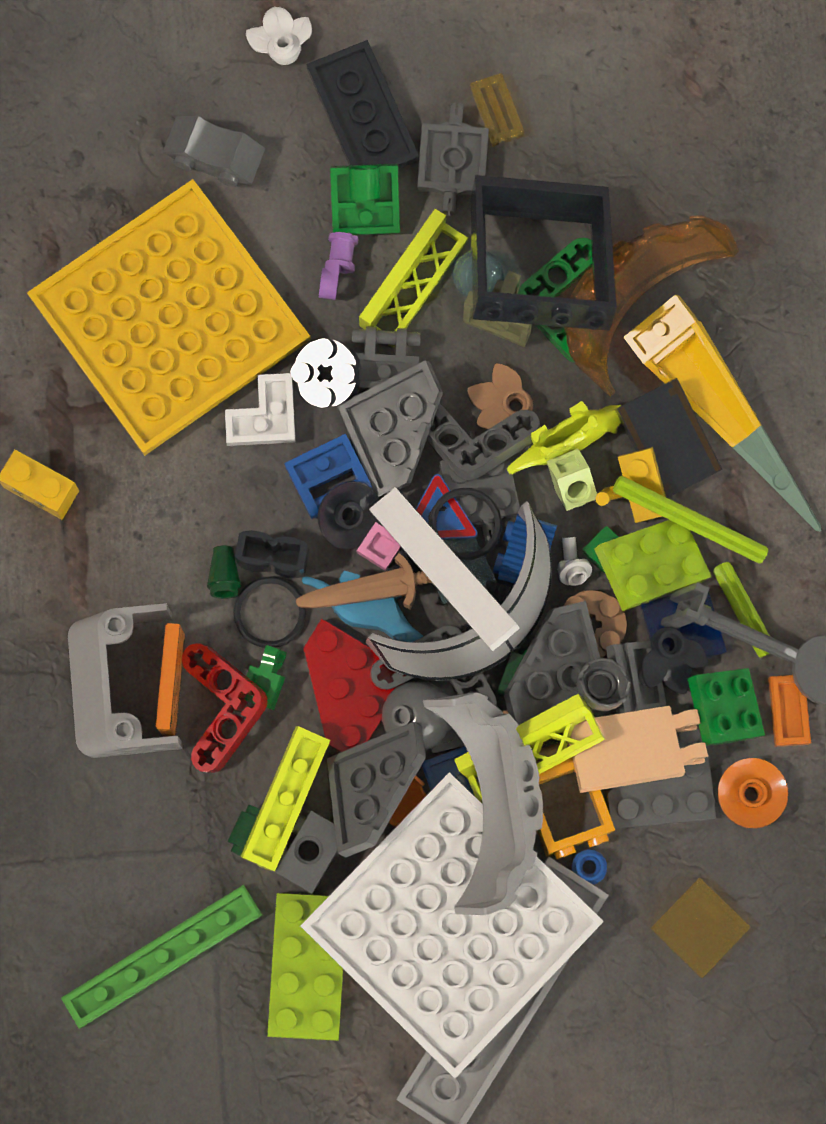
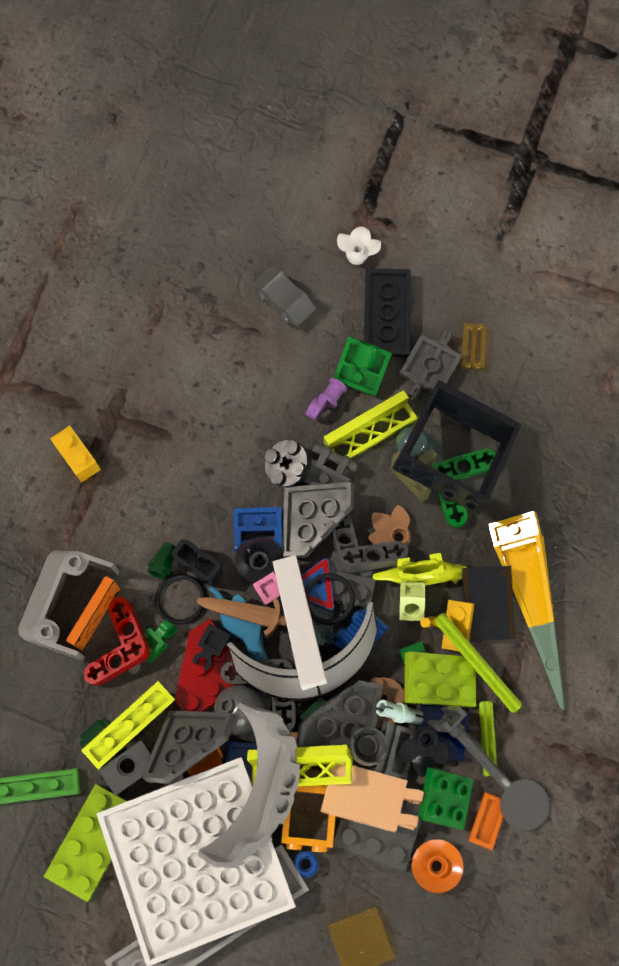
camera: 30 degrees right, 5 degrees down
(169, 316) = (206, 387): yellow plate -> none
(271, 421) = (238, 478): white plate -> none
(343, 646) = (213, 643): none -> black plate
(573, 570) = (387, 658): white plate -> none
(621, 626) = (399, 712): none -> light aqua pin
(637, 269) = (514, 485): clear orange windscreen -> none

